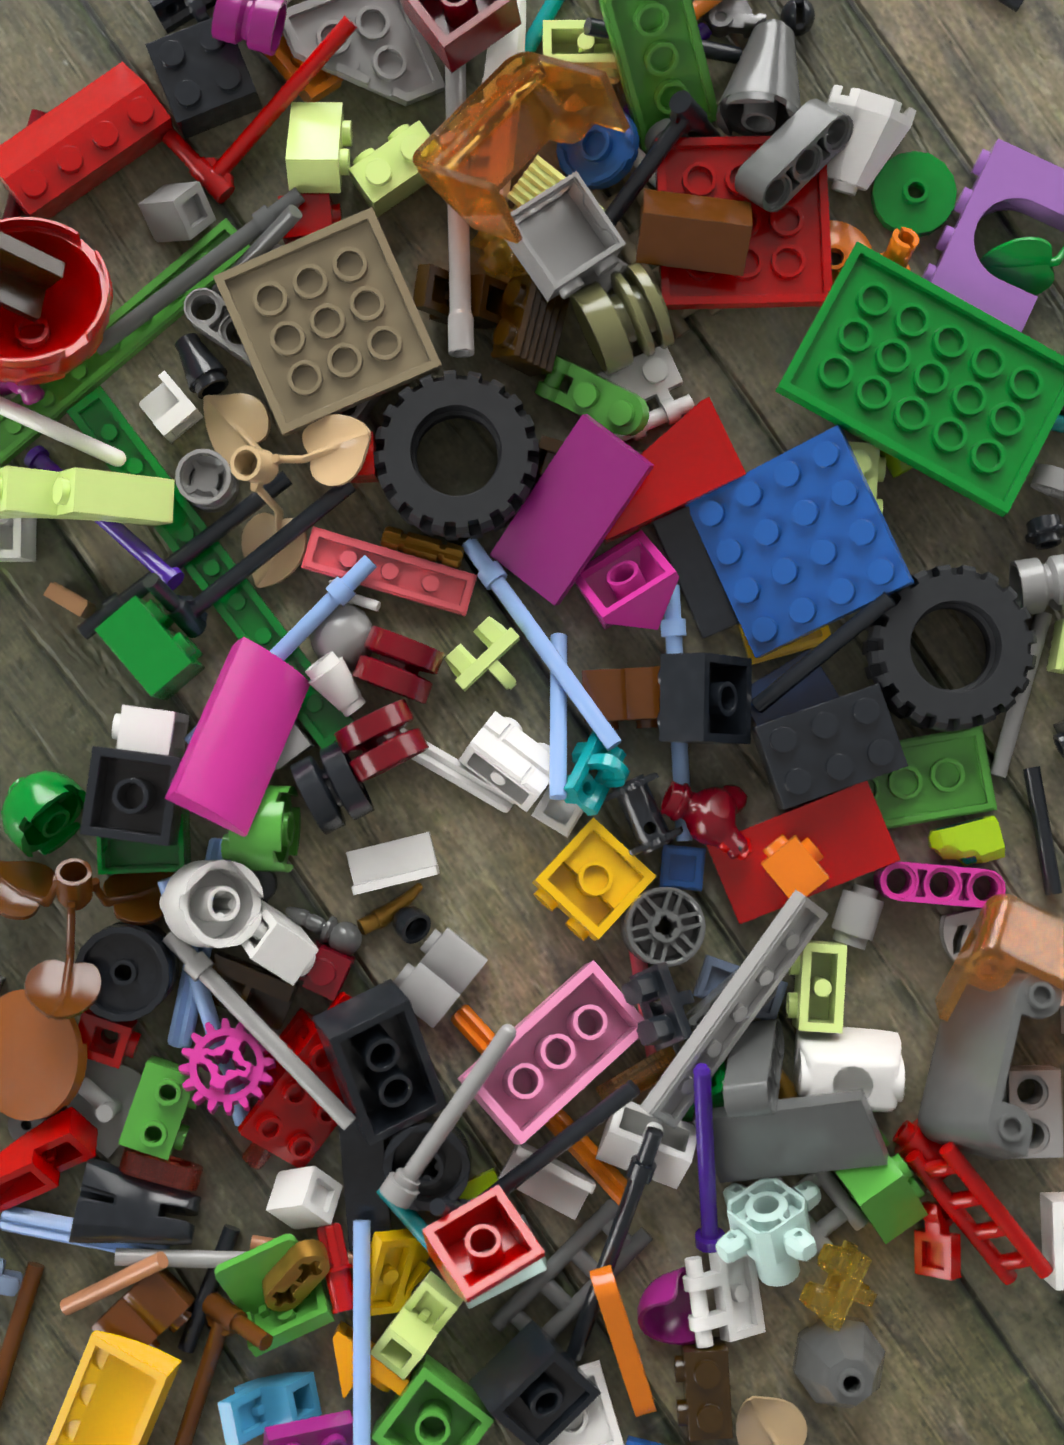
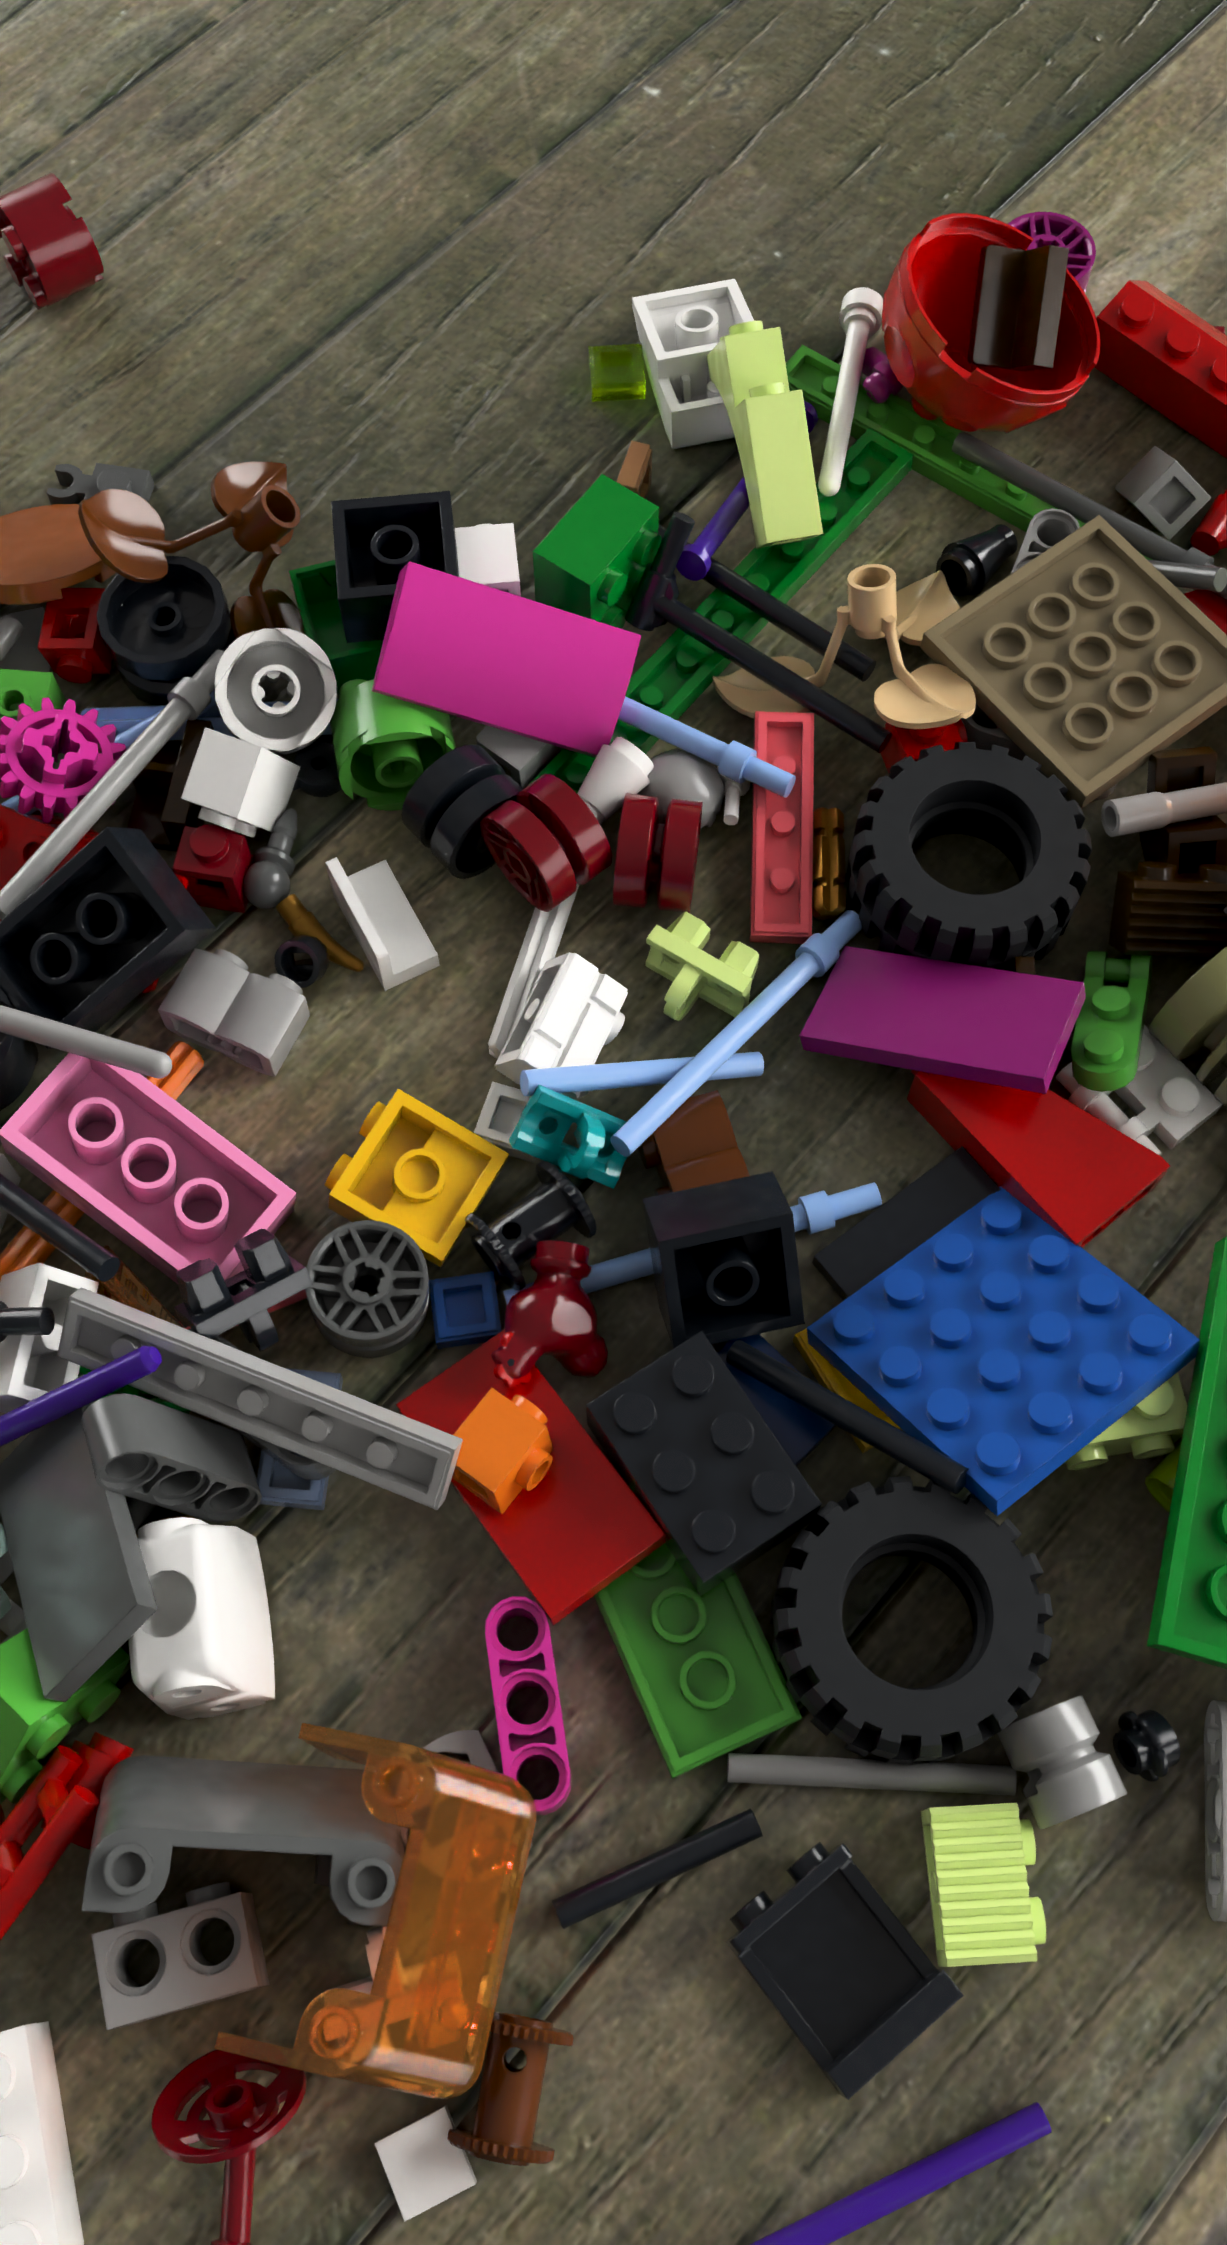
camera: 75 degrees right, 20 degrees down
(42, 811) = (344, 475): green cylinder -> none
(170, 409) = (911, 542): white panel -> none
(206, 480) = (824, 577): light grey wheel -> none
(629, 584) = (855, 1125): dark pink slope -> none
(818, 988) = (322, 1542): yellowish green brick -> none
(857, 916) = (446, 1585): light grey brick -> none
(969, 841) = (609, 1738): lime rock -> none

